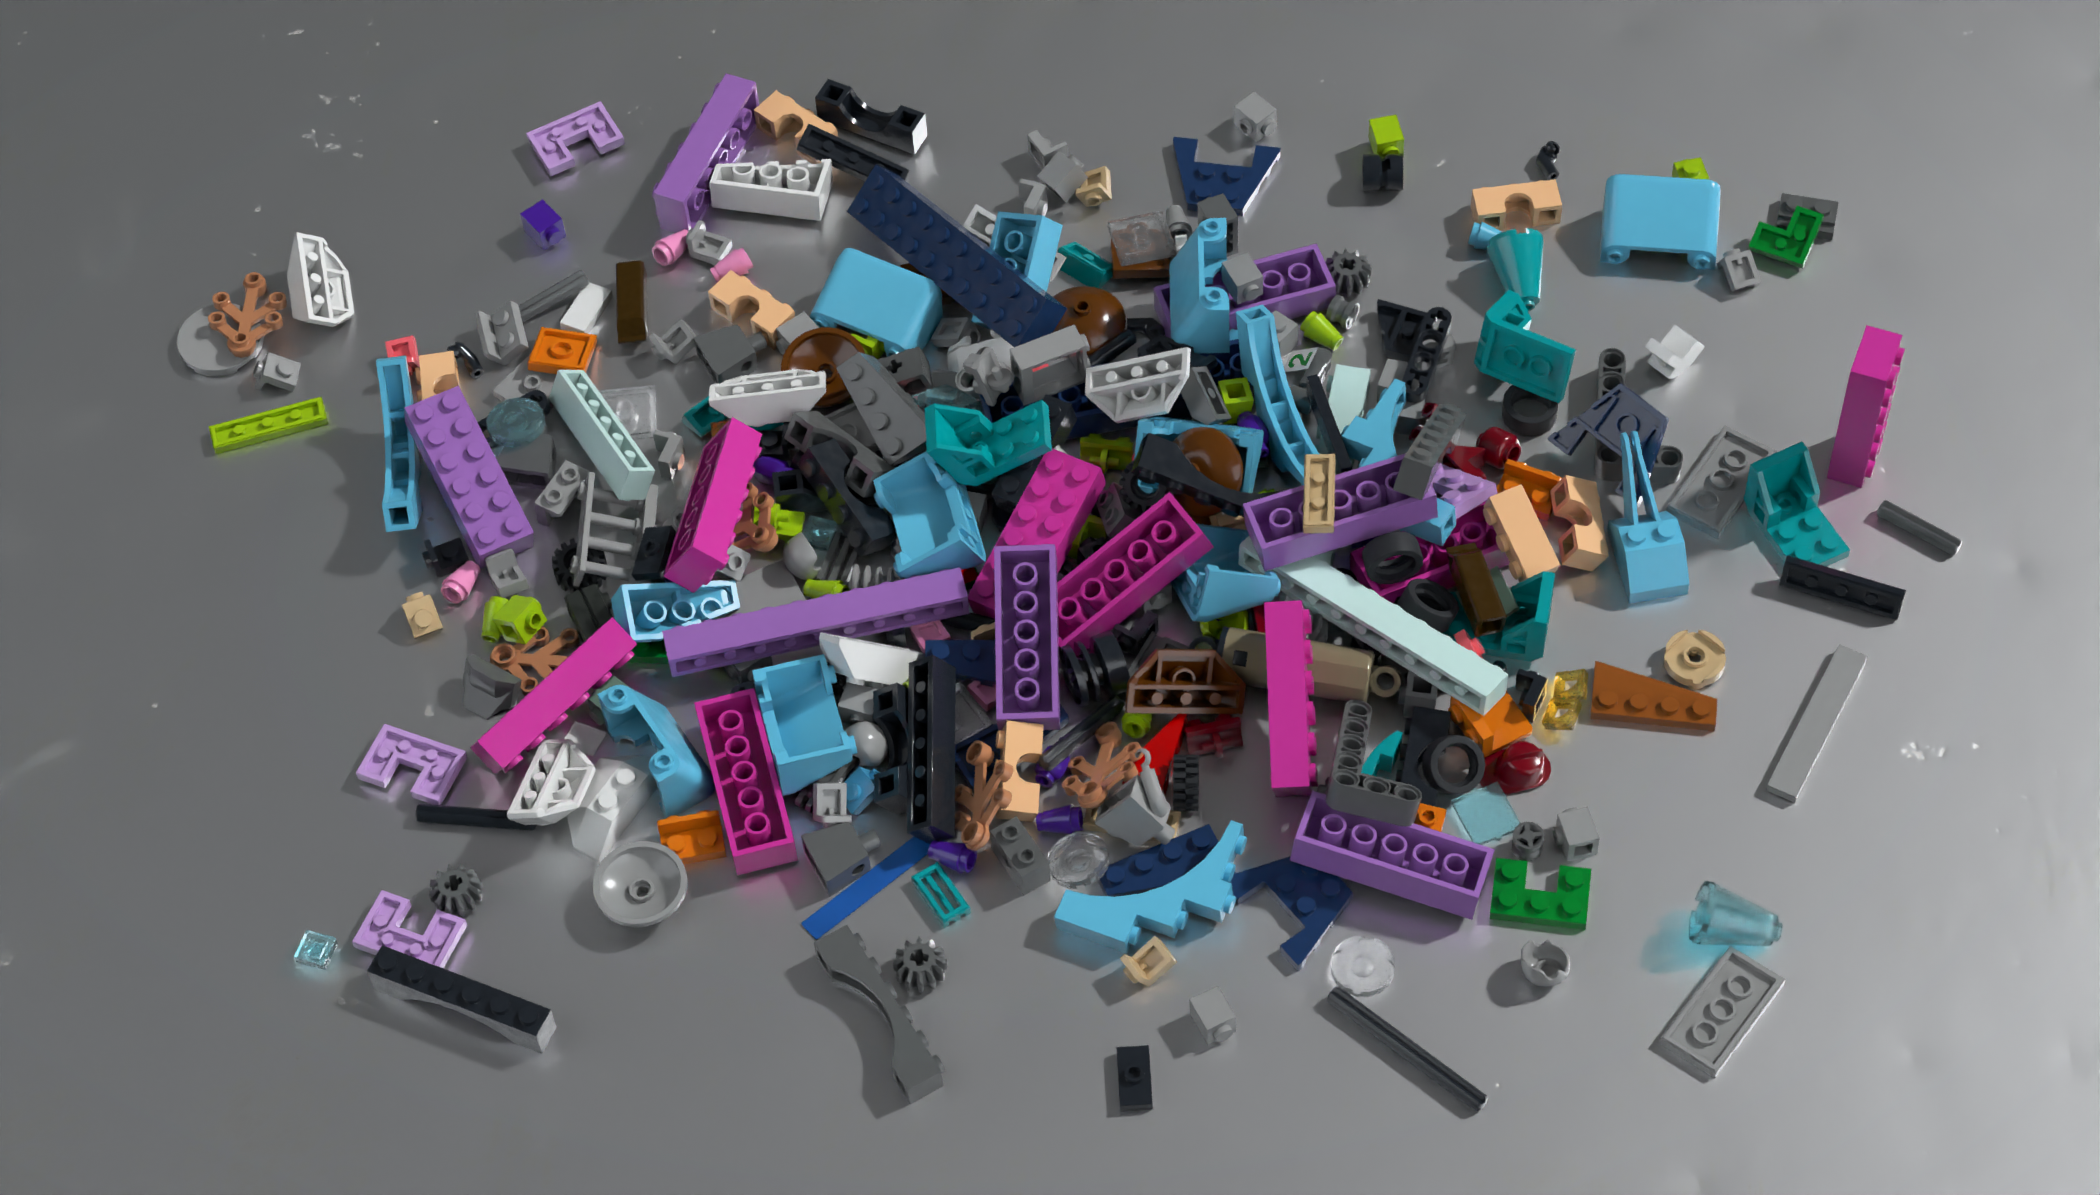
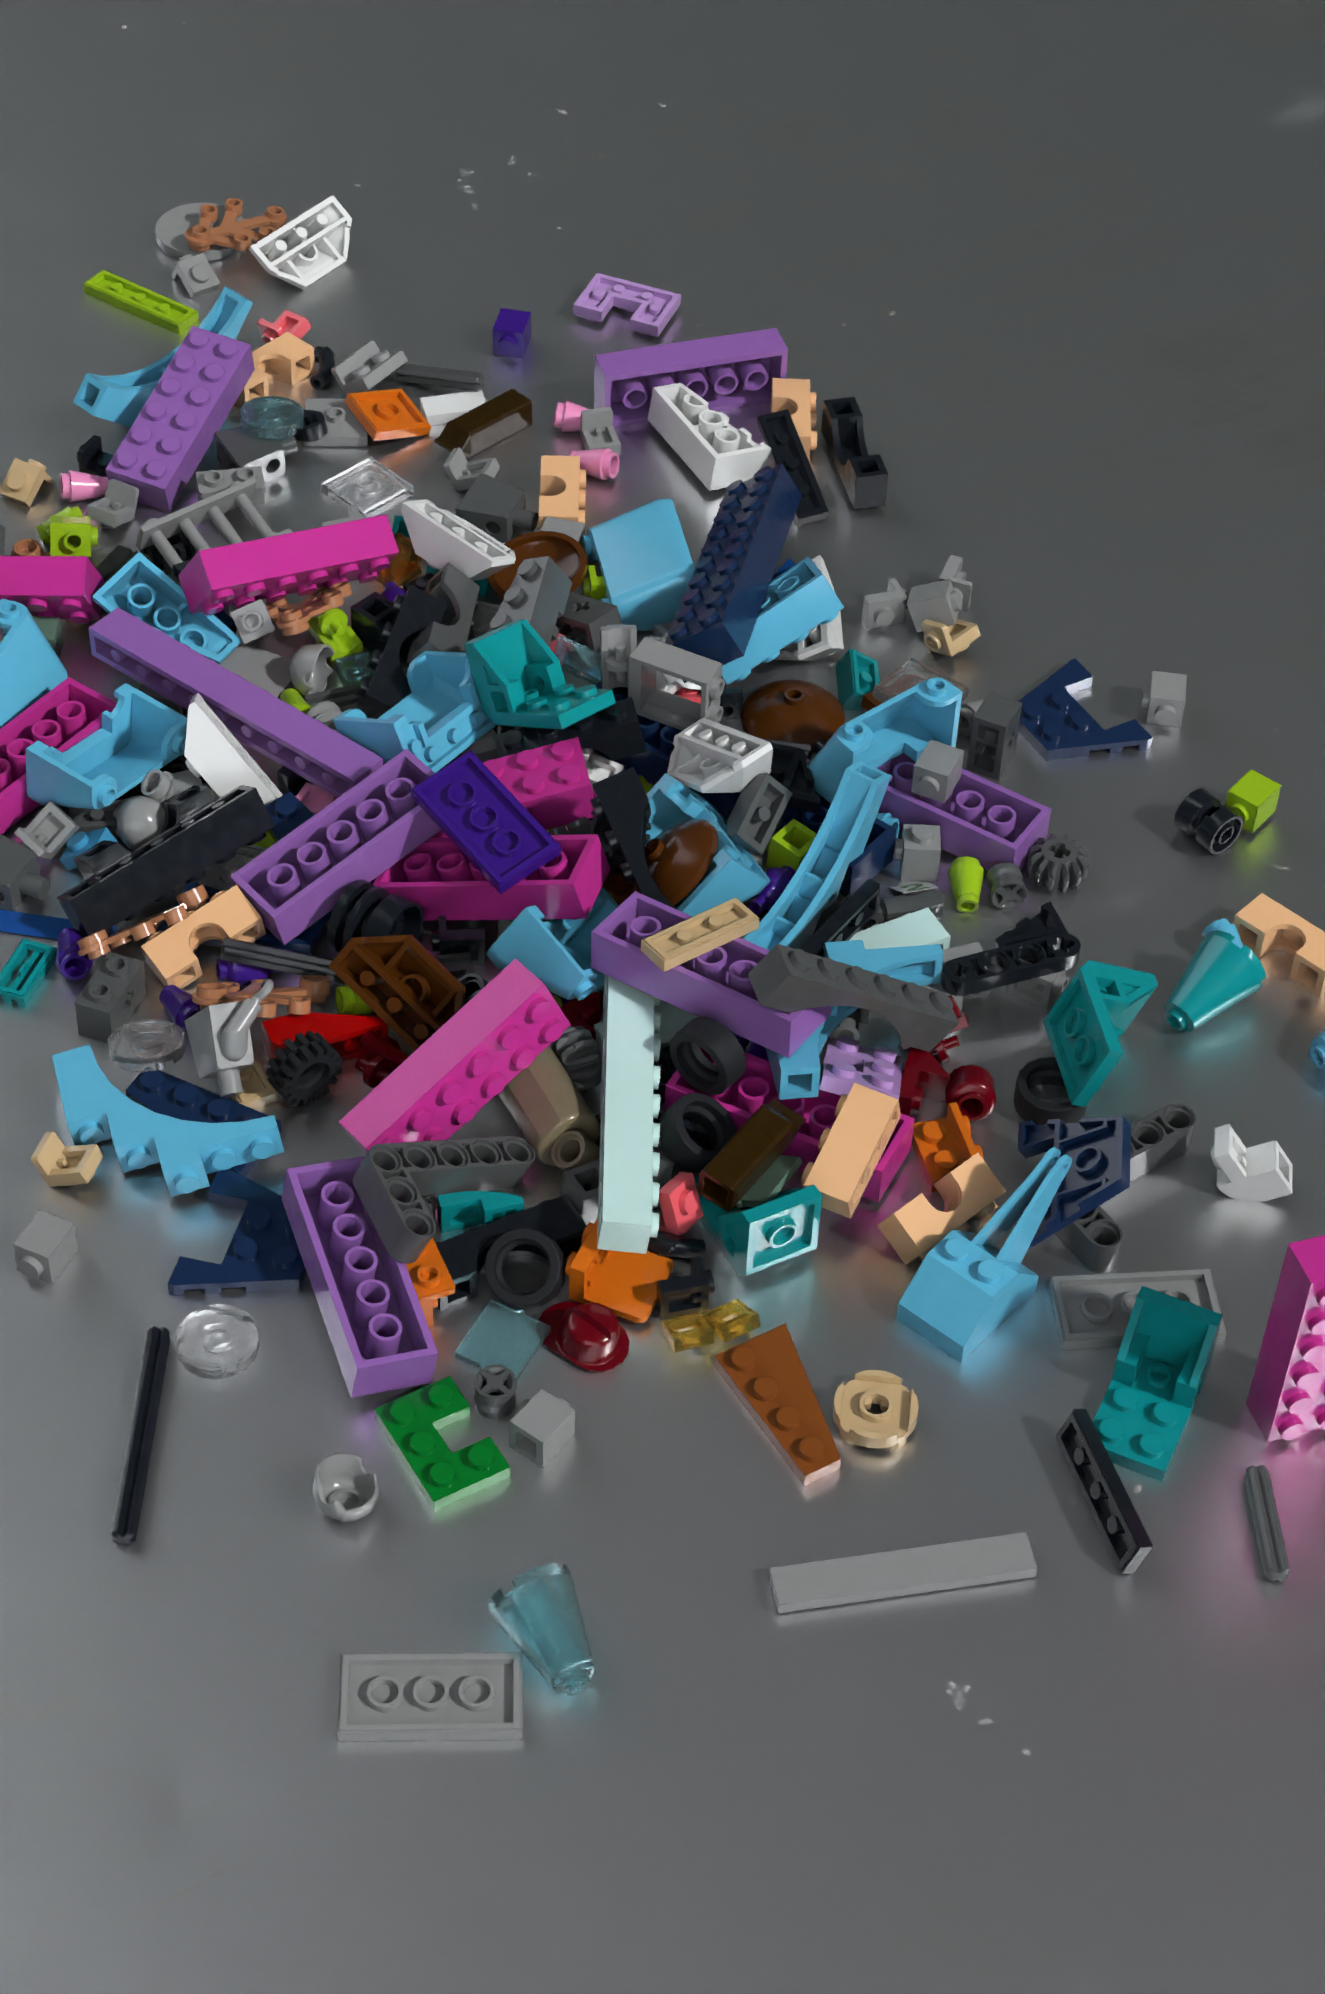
camera: 45 degrees right, 10 degrees down
(601, 435) = (308, 471): light aqua brick -> none
(845, 712) = (158, 785): none -> light grey plate
(1103, 544) = (485, 821): none -> dark purple tile

